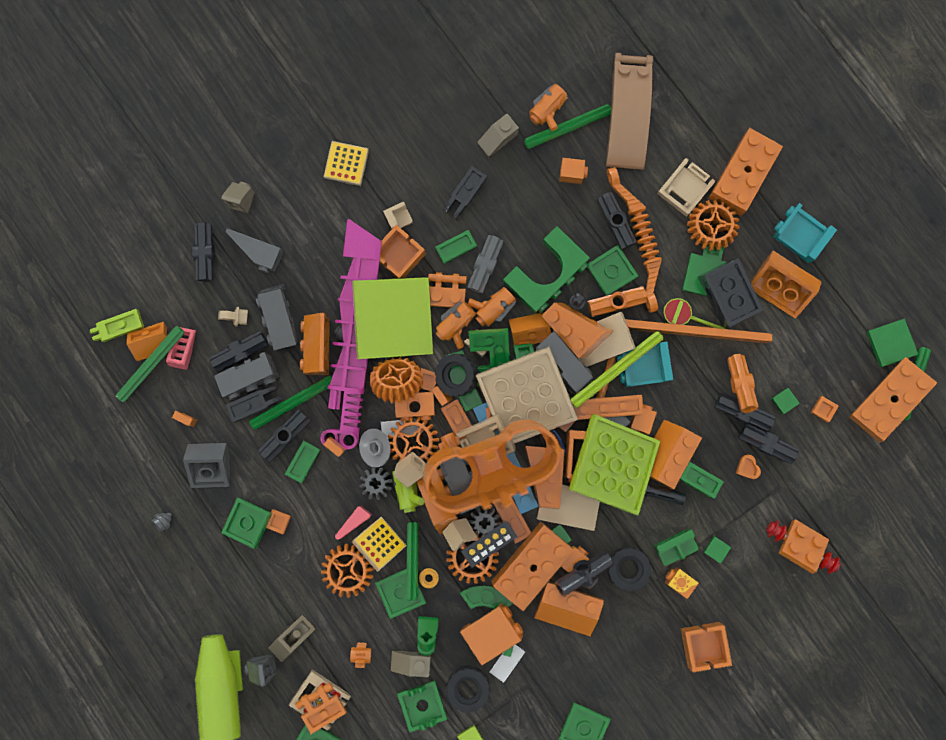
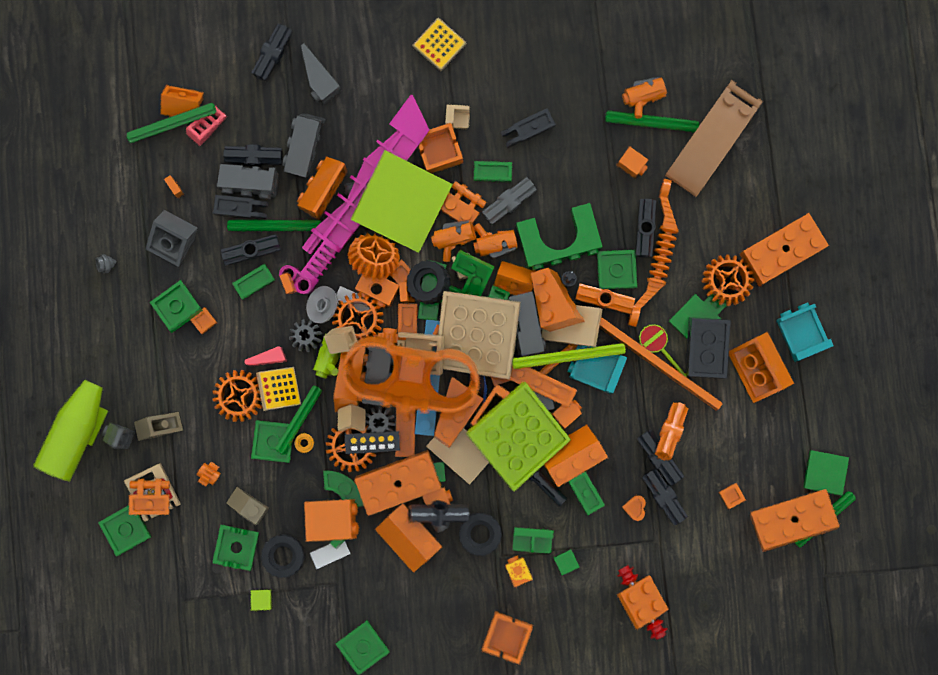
camera: 25 degrees right, 0 degrees up
(117, 326) = (162, 74): lime hinge -> none
(238, 316) = (269, 125): tan piece -> none
(239, 196) = (329, 21): dark tan slope -> none
(427, 634) = (275, 489): green piece -> none
(498, 135) = (586, 95): dark tan slope -> none
(688, 185) = (727, 232): tan container -> none
(785, 401) = (701, 469): green tile -> none

